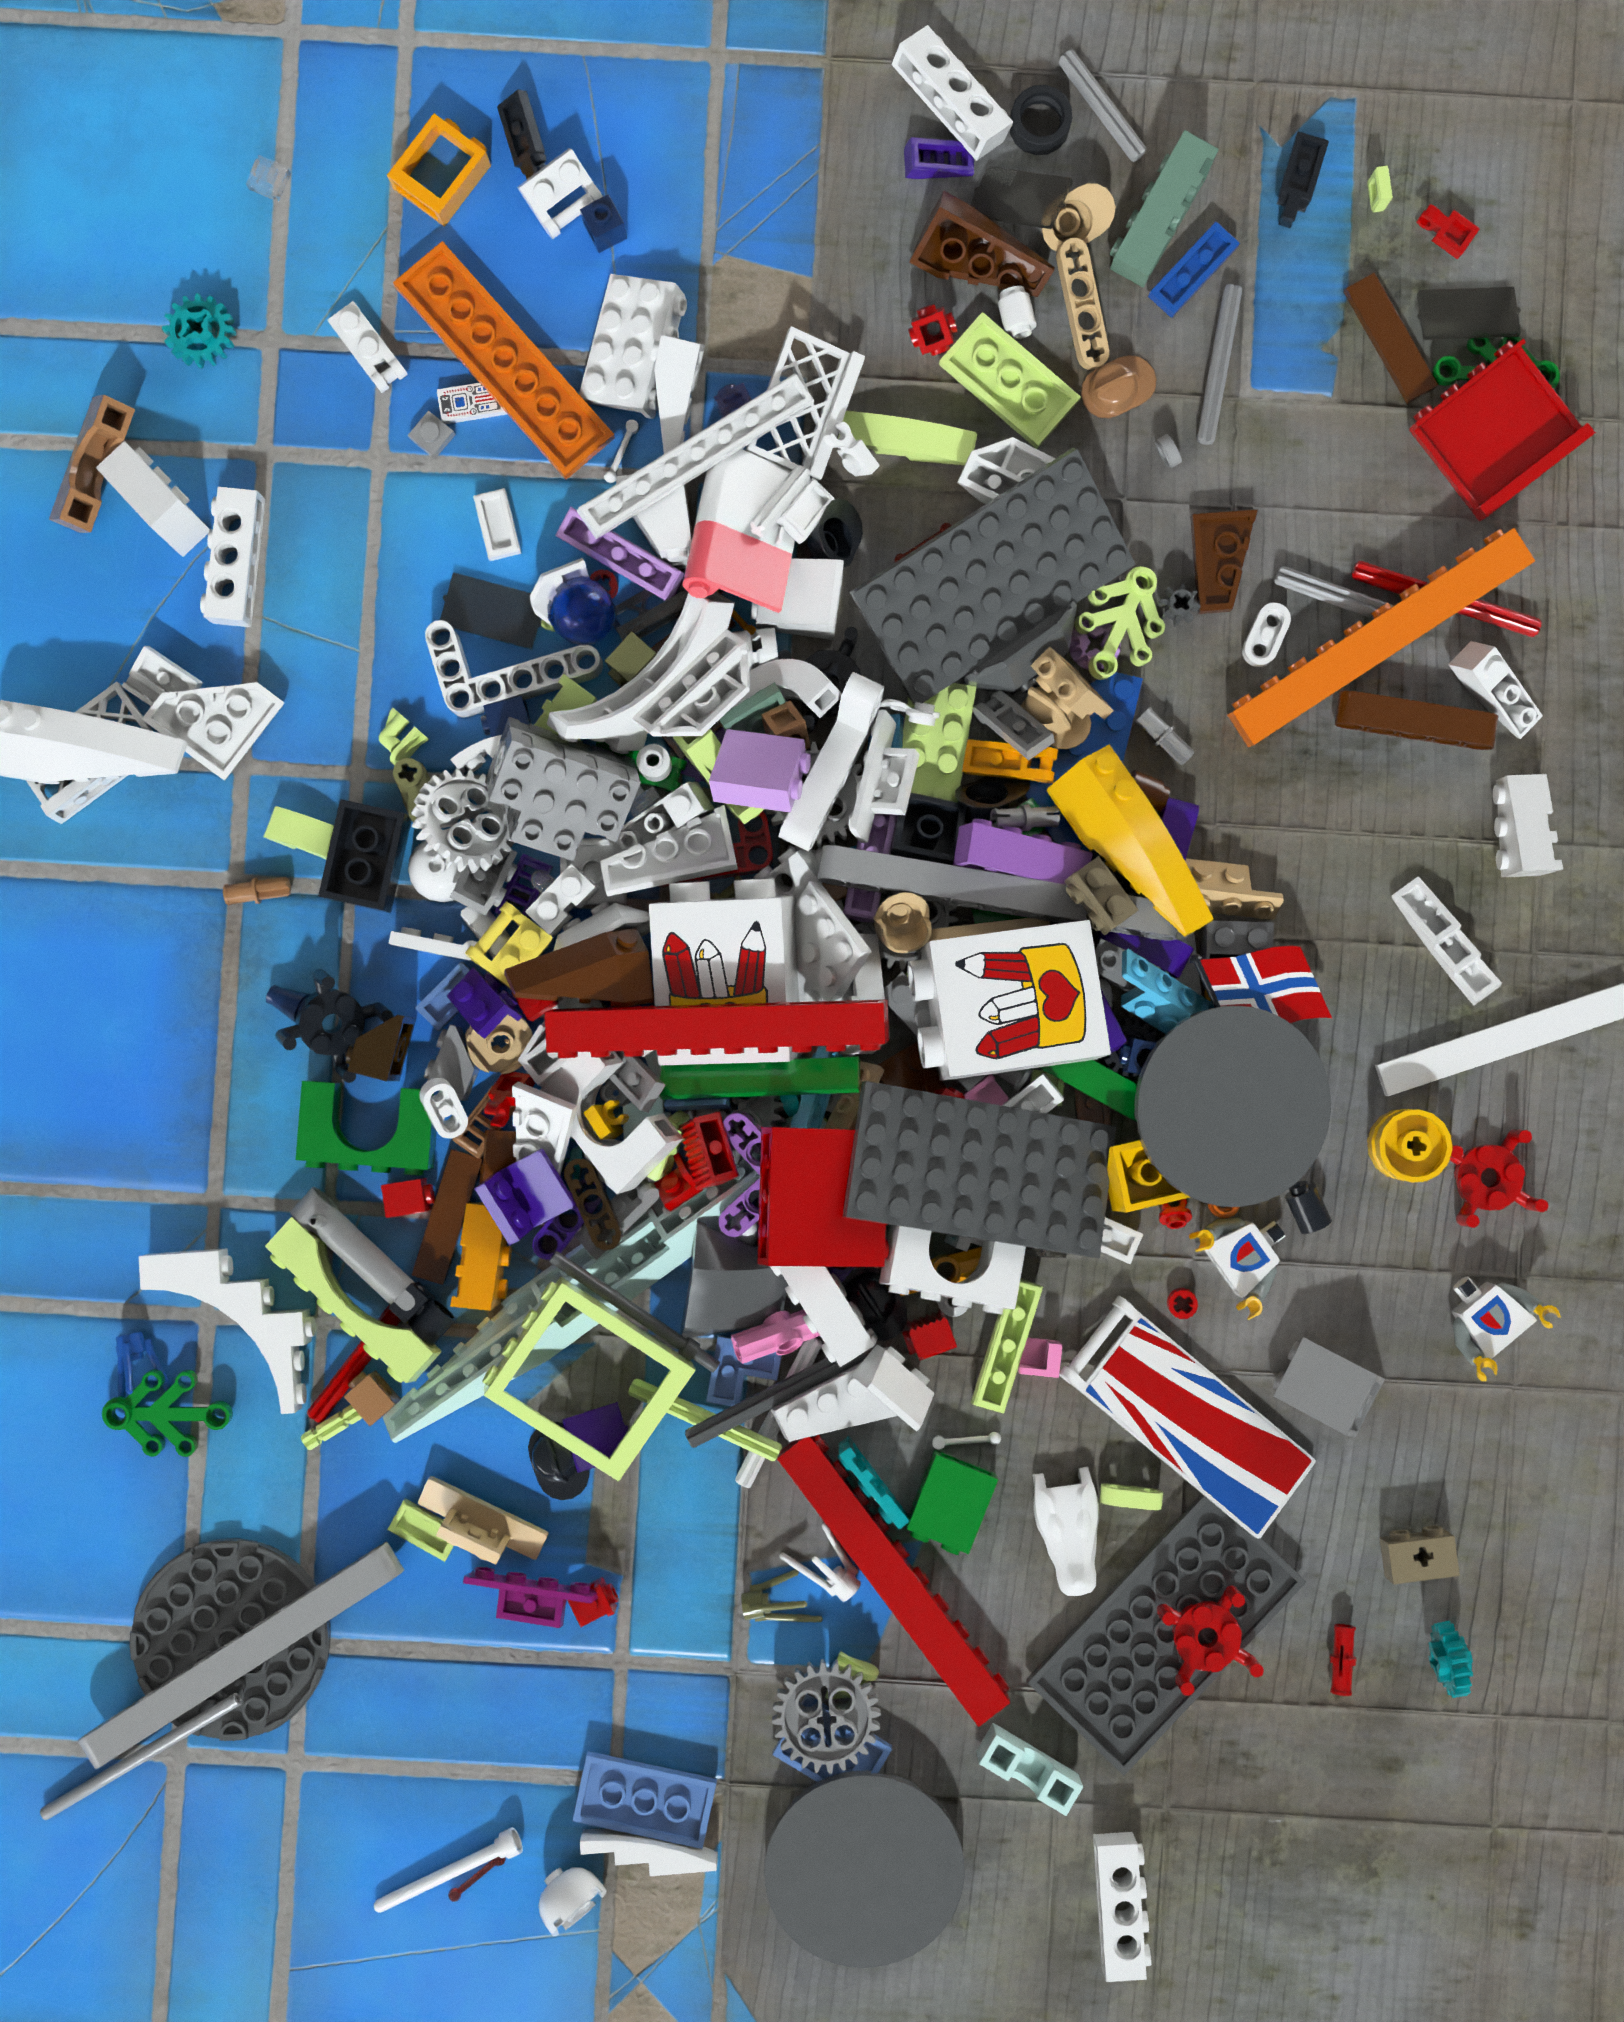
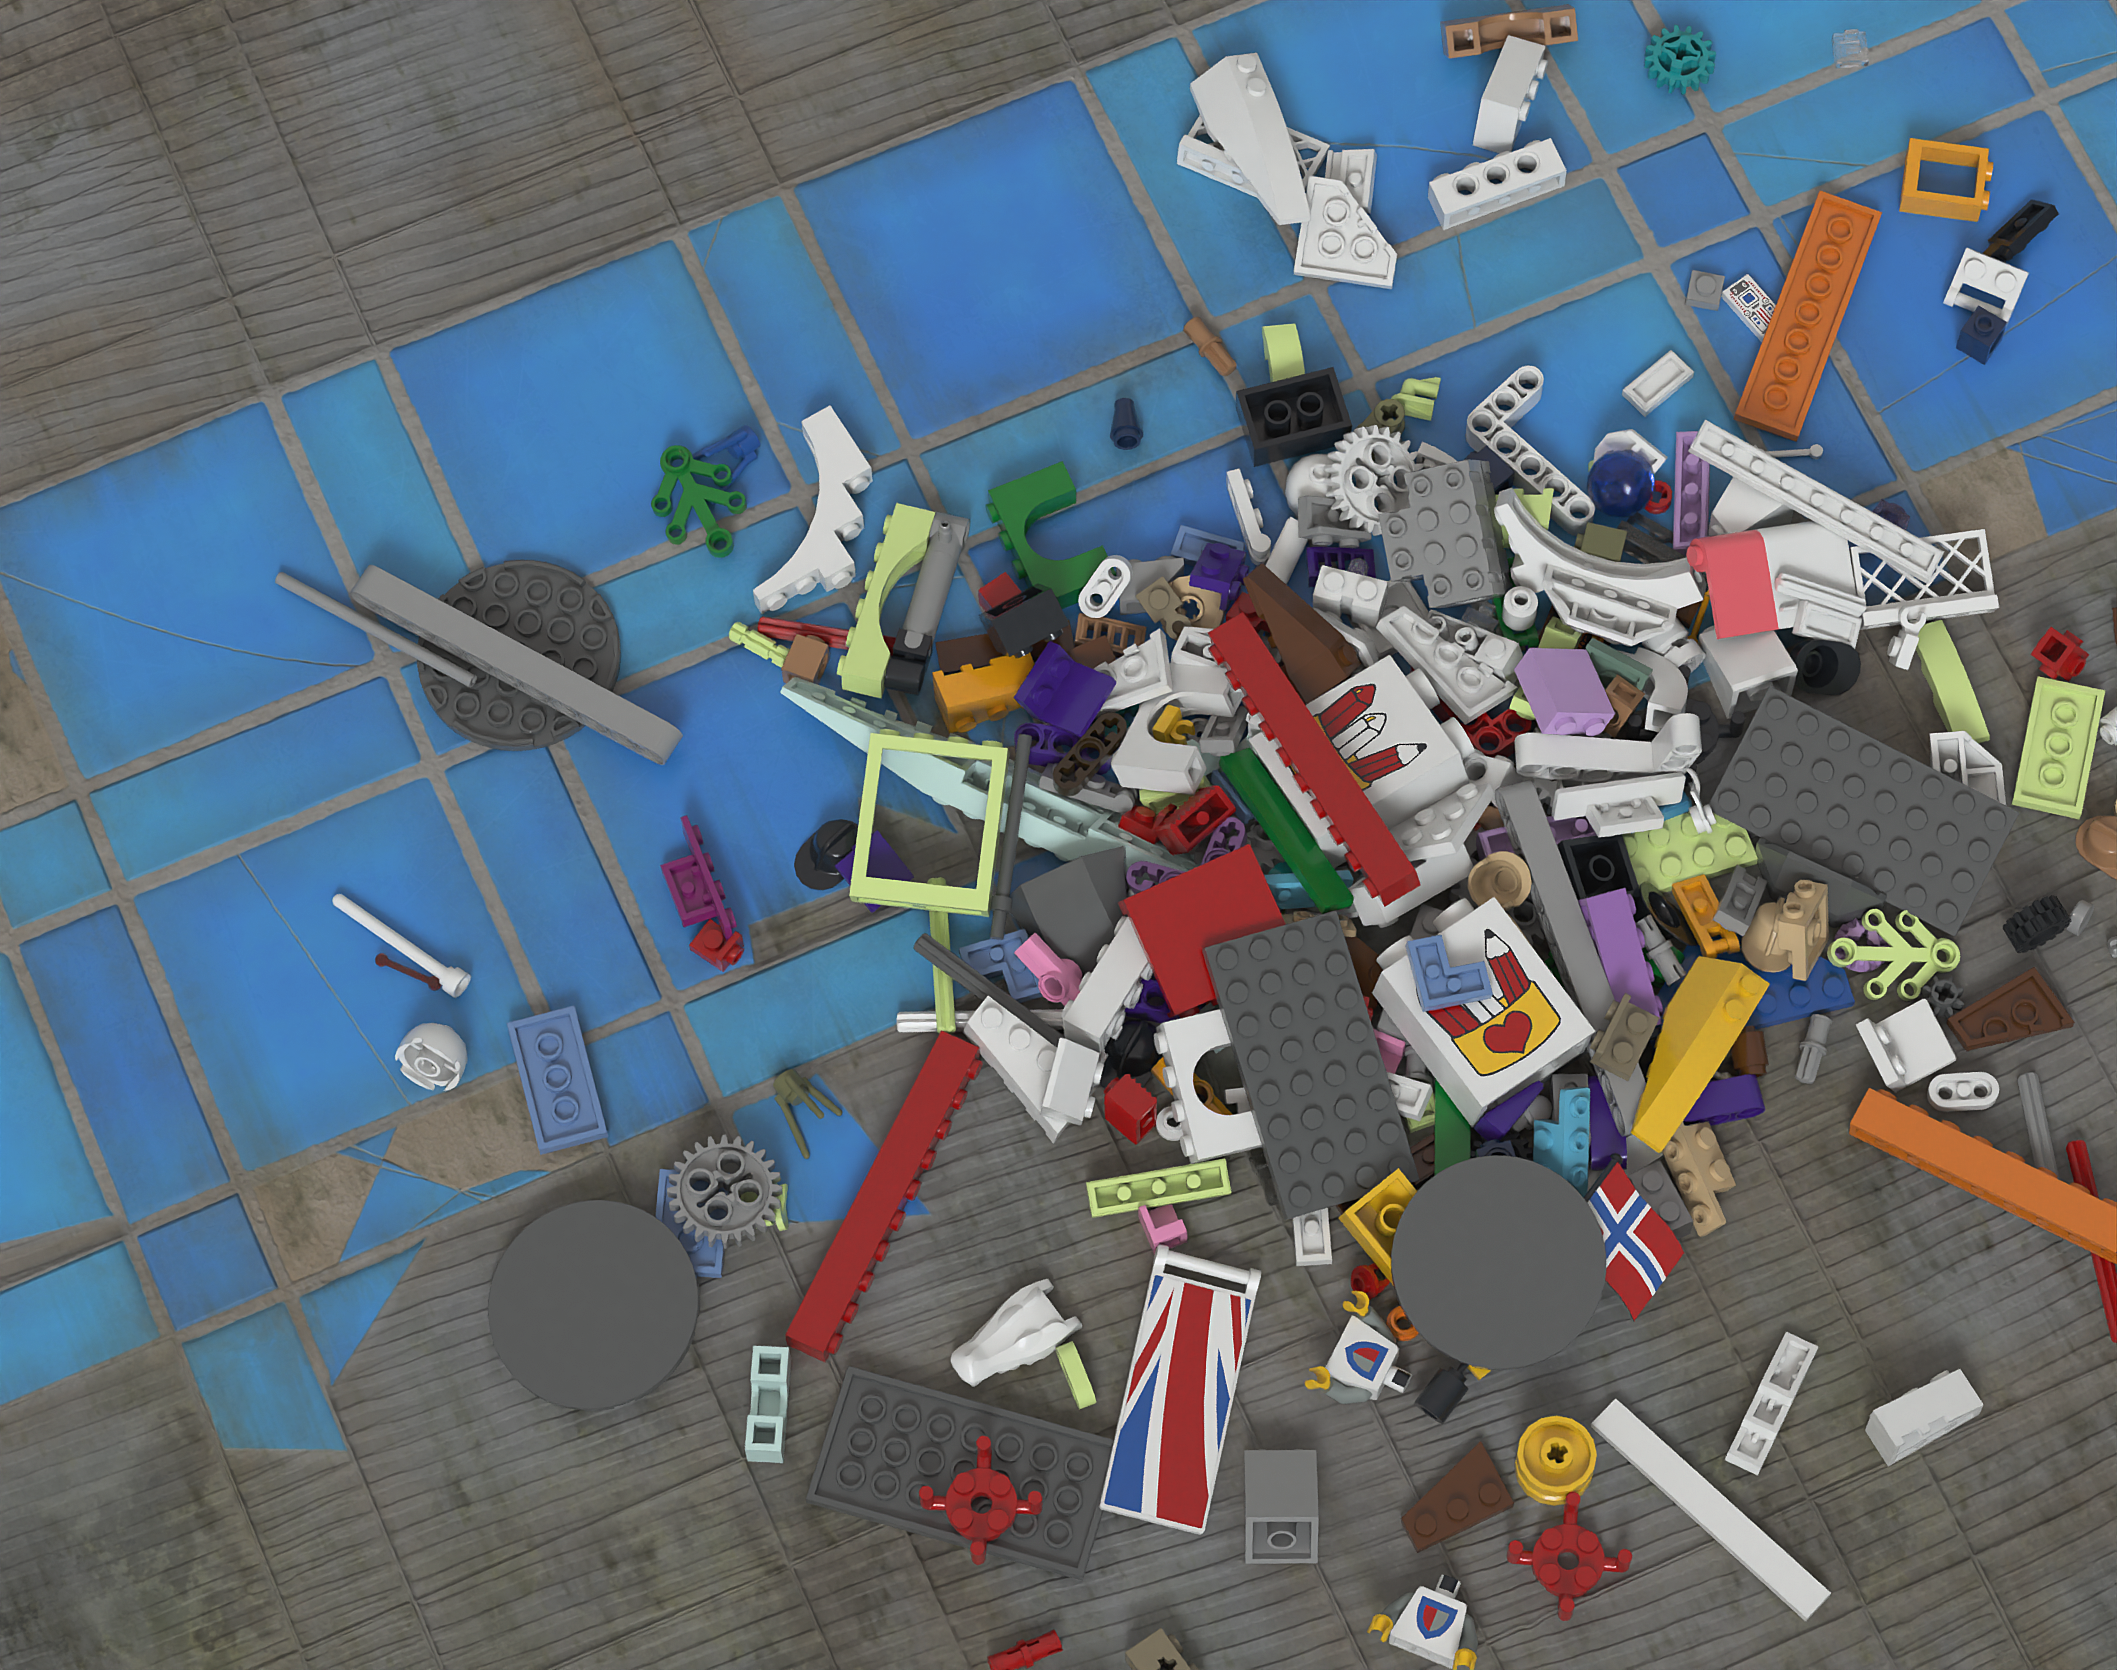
camera: 65 degrees right, 20 degrees down
(337, 1040) = (1121, 481): black plate -> none
(366, 346) = (1751, 199): white plate -> none
(382, 1050) = (1130, 513): dark brown slope -> none
(420, 1529) = (706, 770): yellowish green tile -> none
(442, 1199) = (1024, 621): none -> black brick
(478, 1524) = (740, 810): tan bracket -> none
(483, 1066) = (1160, 603): none -> dark tan plate
(490, 611) = (1575, 415): clear smoke piece -> none
(502, 1096) = (1138, 635): red plate -> none
(525, 943) = (1298, 579): light yellow plate -> none
(619, 361) = (1889, 415): white bracket -> none
(662, 1856) = (513, 1114): white slope -> none
(675, 376) = (1880, 456): white wedge -> none
(840, 1581) = (854, 1153): white plant -> none
(871, 1483) = (963, 1128): teal wing -> none
(939, 1442) = (1031, 1181): white hinge -> none
(951, 1502) = (981, 1213): green brick -> none
(991, 1033) = (1439, 984): none -> medium blue plate
(1118, 1960) = (686, 1541): white brick -> none
(1161, 490) = (2036, 924): none -> black tyre
(1184, 1293) = (1288, 1346): red bush -> none
(1207, 658) = (1907, 1045): none -> white bracket
(1395, 1239) = (1458, 1501): none -> reddish brown wing
(1416, 720) = (1965, 1268): reddish brown beam -> none
(1496, 687) = (2039, 1329): white slope -> none

